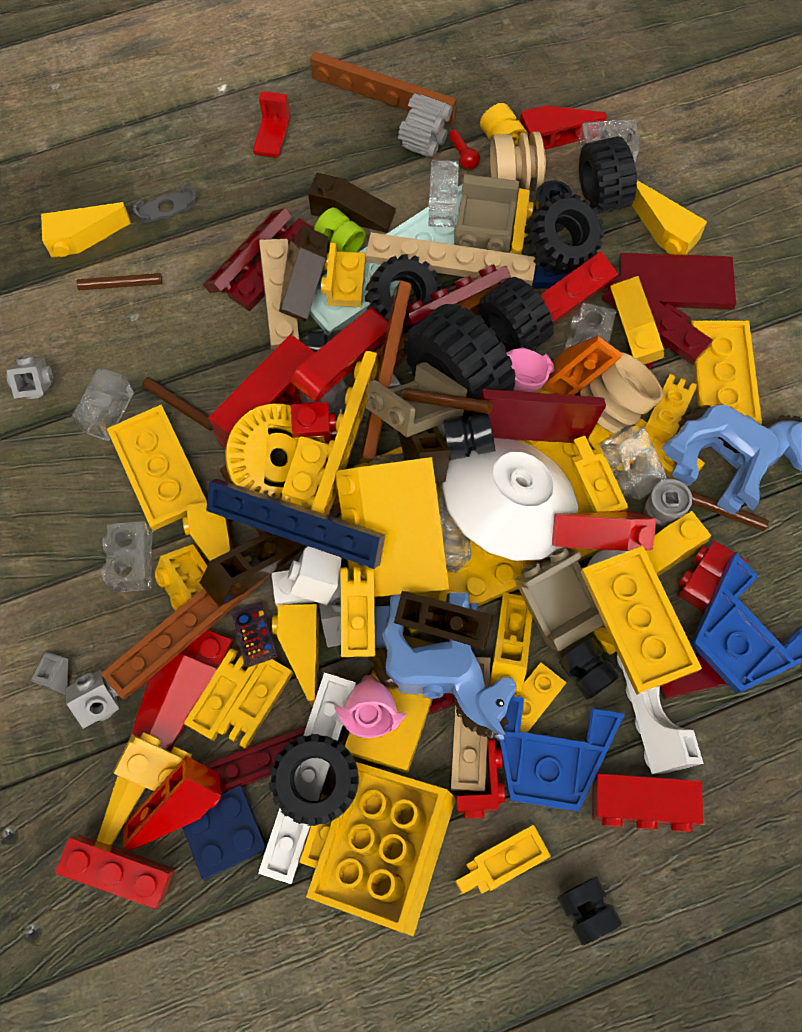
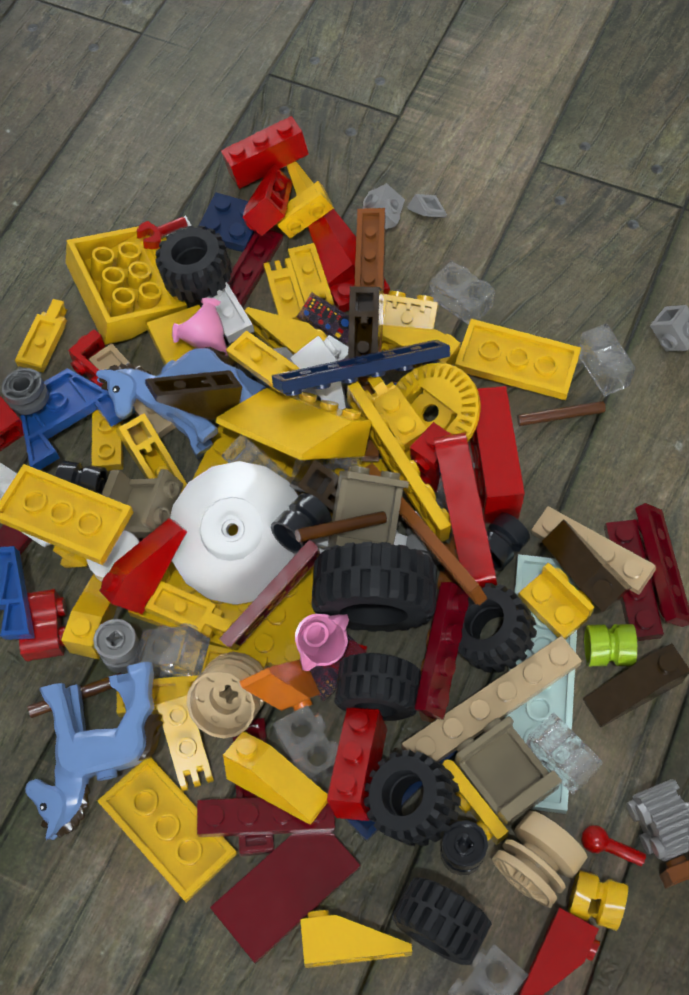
camera: 135 degrees right, 5 degrees down
(302, 867) = (156, 233): none -> red bar
(589, 800) = (25, 391): none -> dark grey wheel

